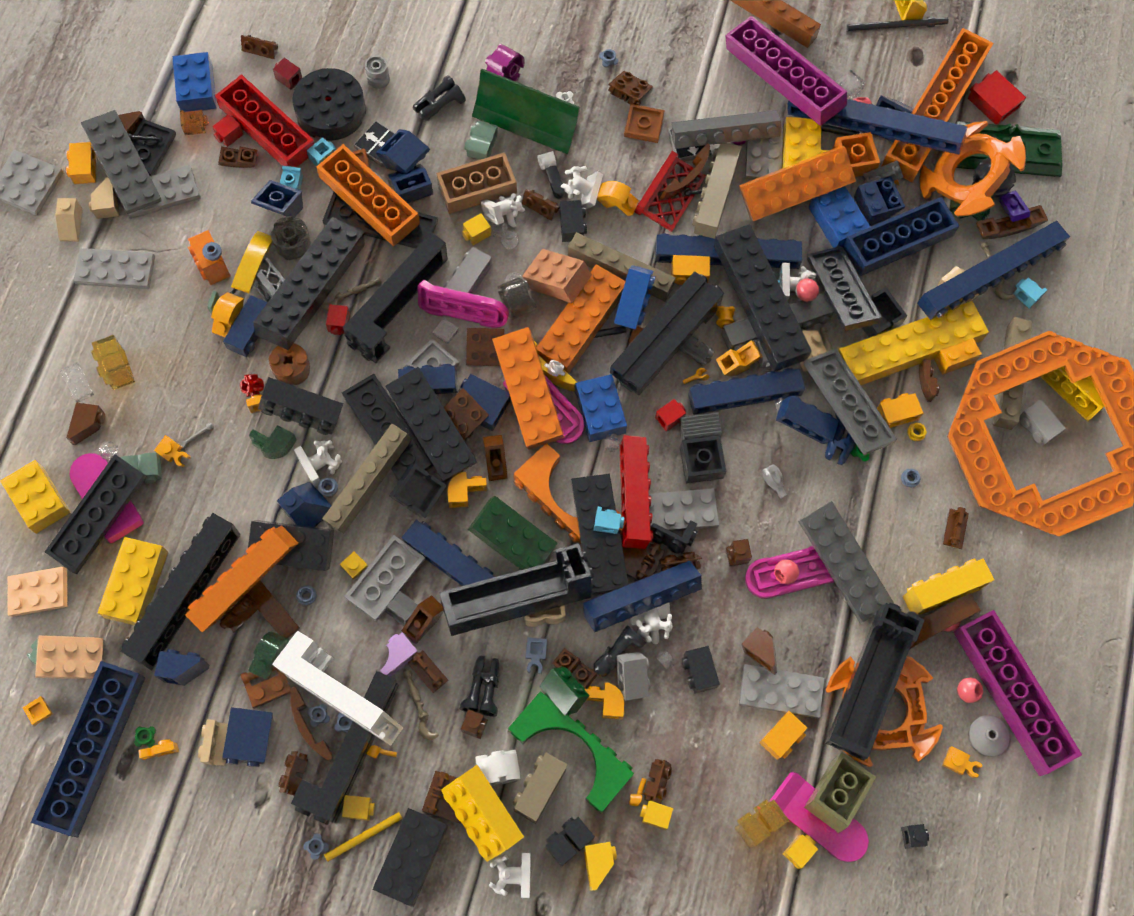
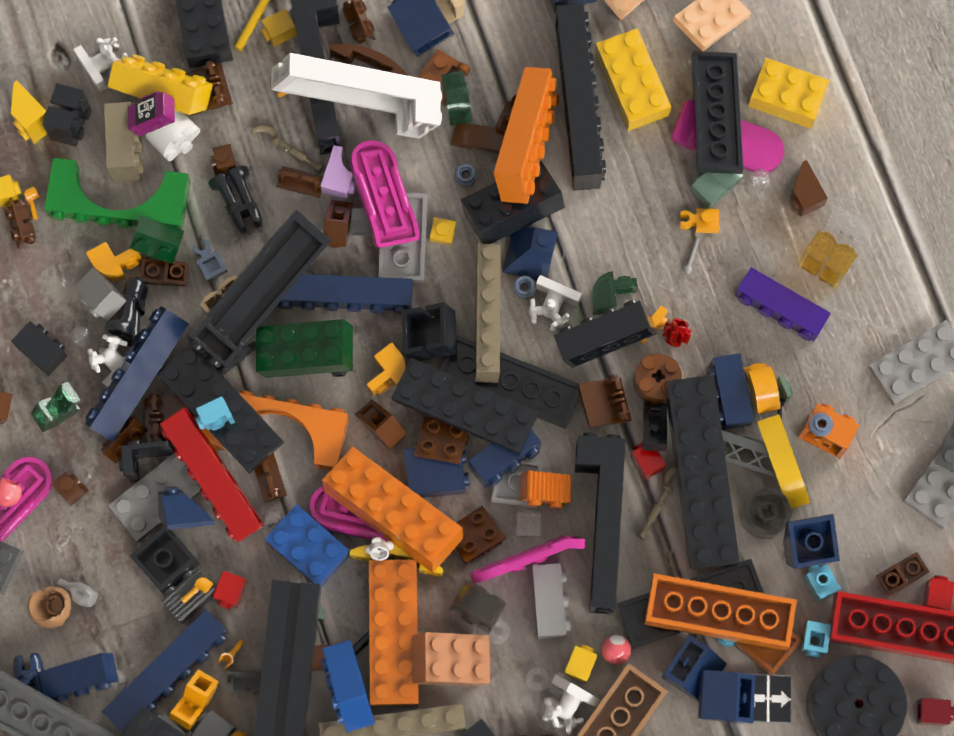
camera: 150 degrees right, 5 degrees up
(168, 359) = (782, 304): none -> dark purple brick
(179, 668) = (526, 33): dark blue slope -> none
(317, 331) = (654, 427): none -> black plate
(335, 372) = (604, 402): none -> reddish brown hinge
(376, 613) = (383, 194): none -> dark pink piece
(417, 341) = (545, 488): none -> orange brick
(448, 222) = (616, 650): none -> coral piece
(505, 783) = (151, 113): none -> magenta piece
(597, 464) = (270, 479): none -> reddish brown hinge
(671, 477) = (181, 511): none -> dark blue slope
(687, 422) = (201, 584): none -> light orange hand
(715, 615) = (57, 408): none -> clear green brick
(800, 478) = (49, 607): none -> medium nougat hair

